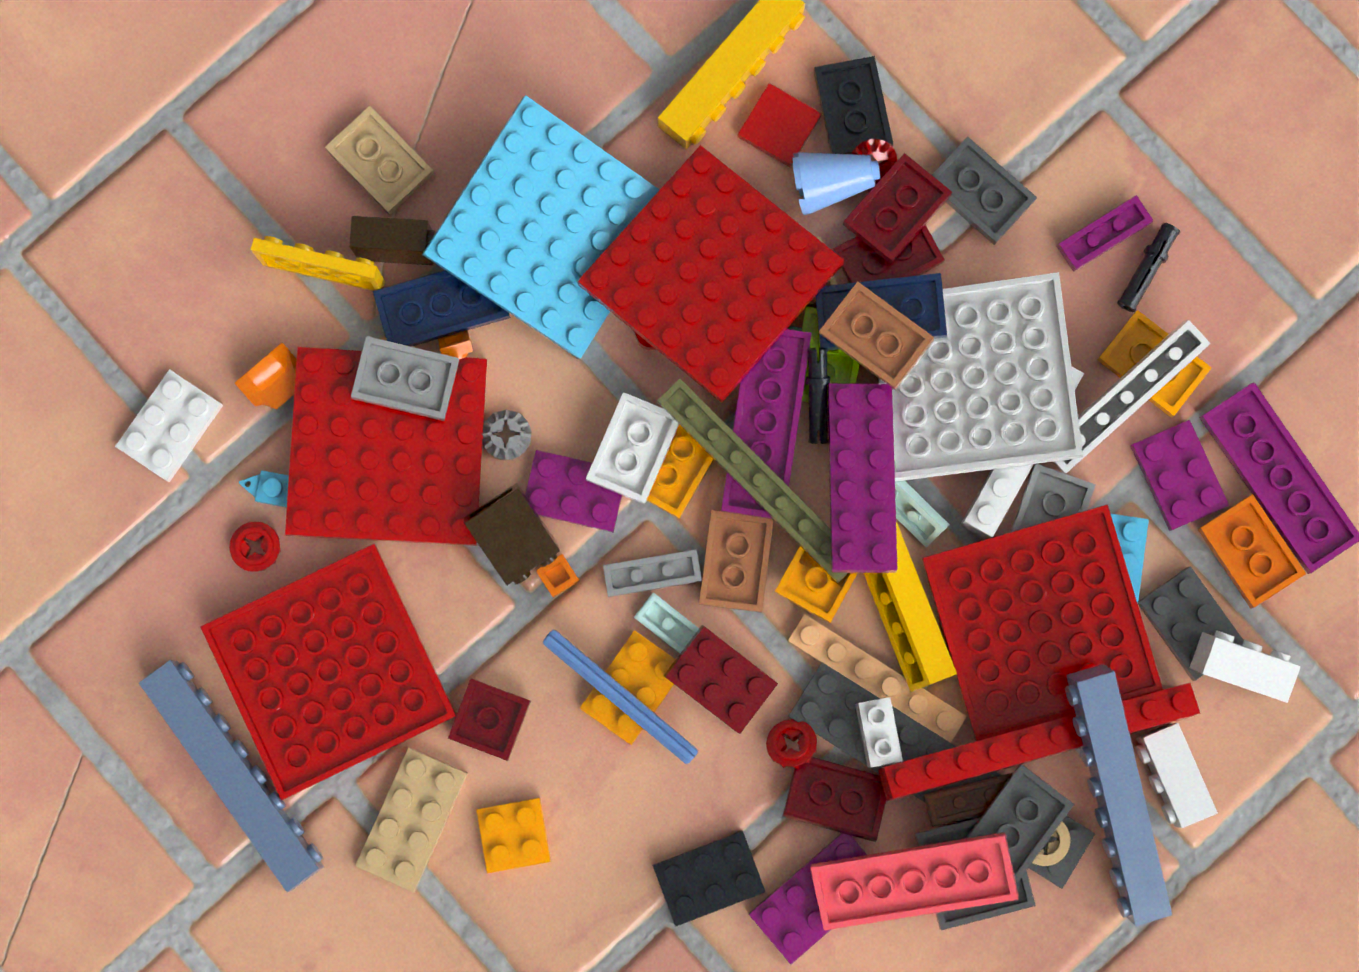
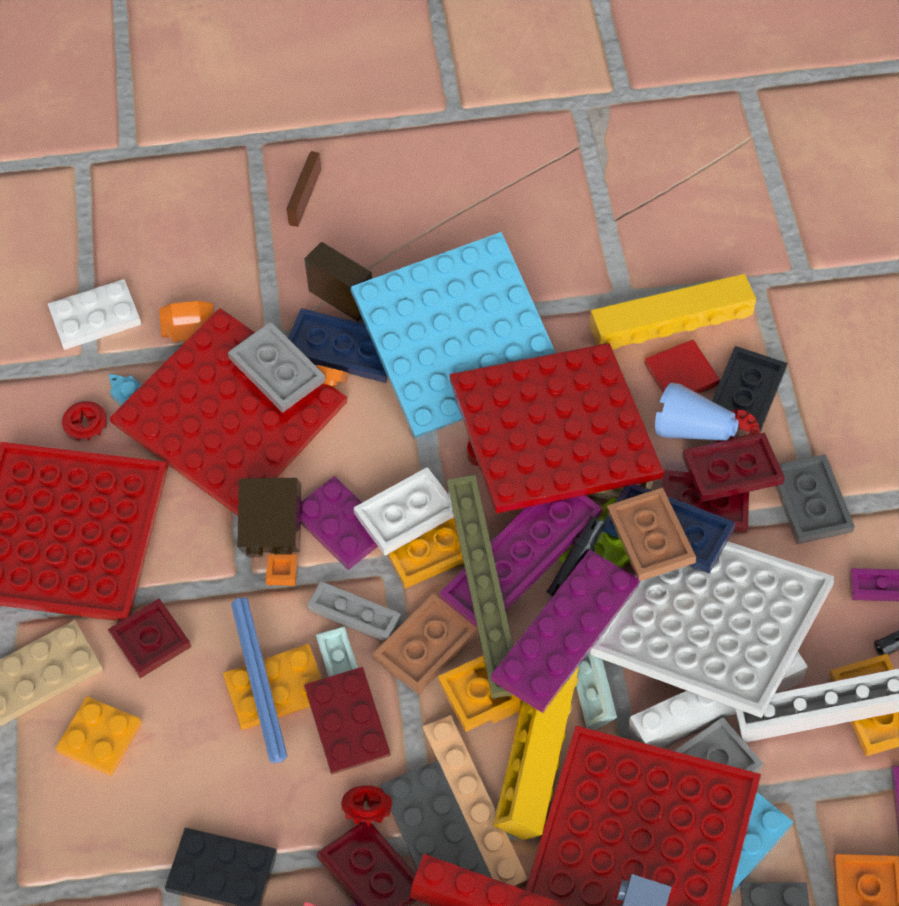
camera: 35 degrees right, 25 degrees down
(270, 148) = (304, 189): none -> reddish brown tile
(327, 266) = (275, 266): yellow plate -> none
(379, 160) = (373, 235): tan plate -> none
(517, 445) = (321, 465): light grey gear -> none
(878, 732) = (442, 829): white brick -> none
(1179, 475) = (844, 806): magenta plate -> none

